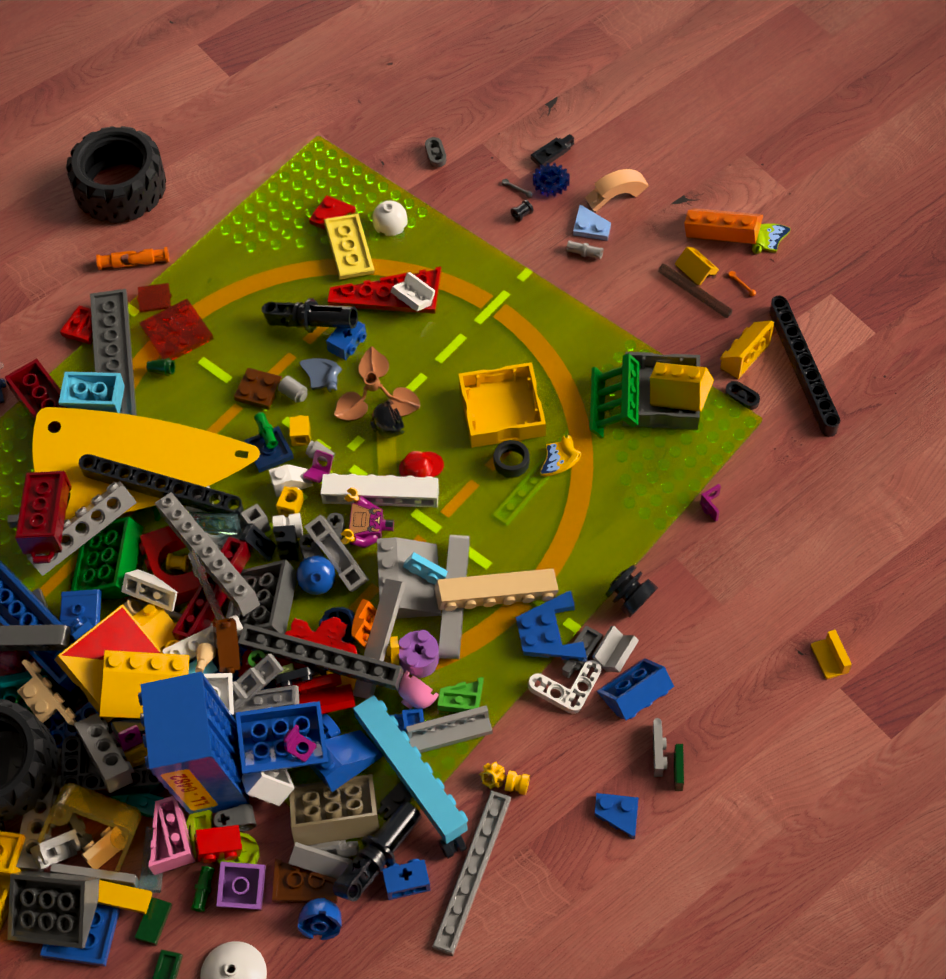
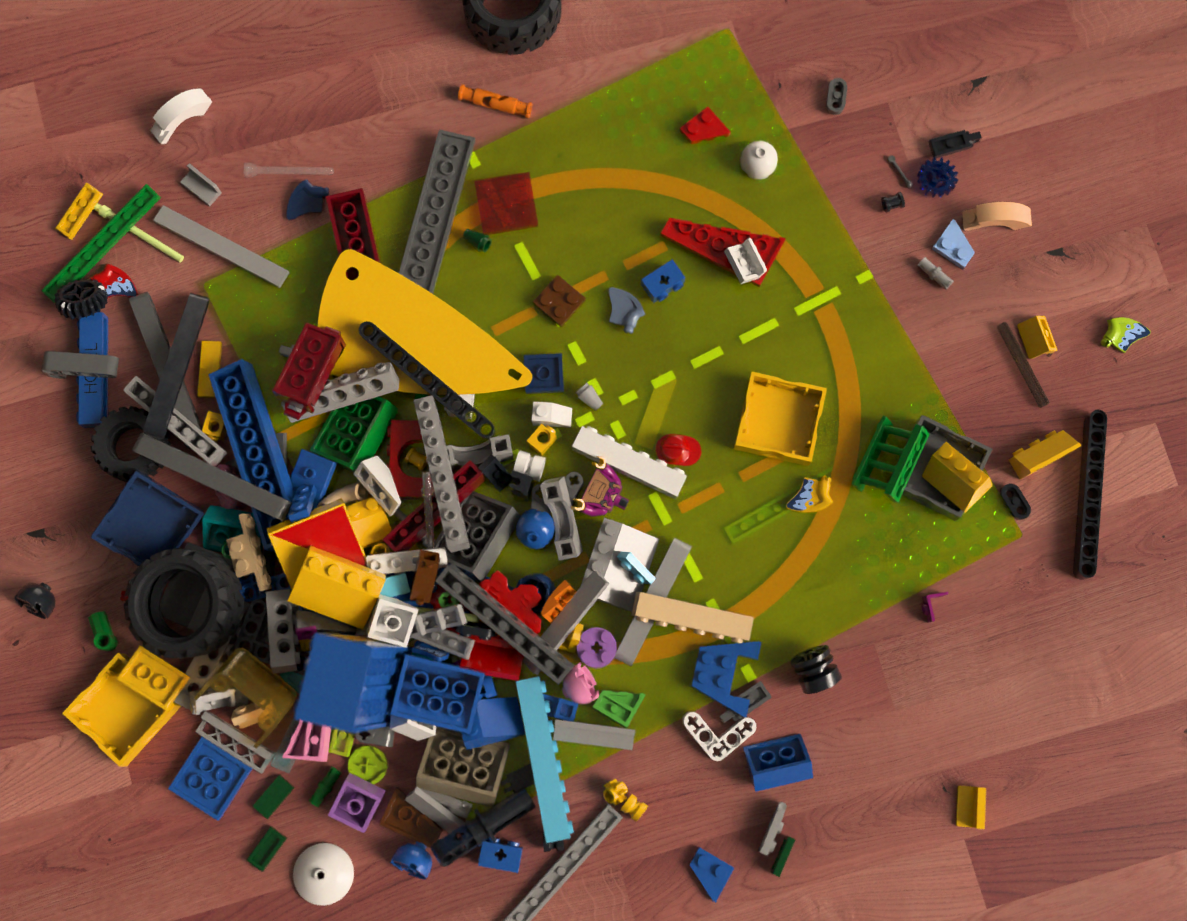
camera: 20 degrees right, 20 degrees up
(51, 908) = (190, 753): dark grey slope -> none
(79, 326) = (417, 158): red wing -> none
(92, 391) = (400, 249): medium azure slope -> none
(124, 897) = (249, 765): yellow tile -> none
(154, 297) = (499, 156): clear red piece -> none
(205, 654) = (401, 579): tan cone -> none
(217, 522) = (462, 435): clear light blue plate -> none
(218, 843) = (350, 756): red brick -> none
(265, 430) = (547, 355): green pin -> none
(291, 741) = (446, 703): magenta bracket -> none
(293, 389) = (590, 318): light grey brick -> none
(300, 430) = (580, 365): yellow brick -> none
(309, 315) = (637, 246): black piece -> none
(316, 472) = (580, 416): magenta bracket -> none
(349, 246) = (706, 176): light yellow tile -> none
(371, 367) = (639, 356): nougat plant -> none
(387, 420) = (665, 391): black cylinder -> none
(511, 446) = (769, 466): black tyre -> none
(614, 650) = (776, 717): light grey panel -> none
(722, 225) = (1085, 303): orange slope -> none
(732, 274) = (1068, 360): orange hinge -> none

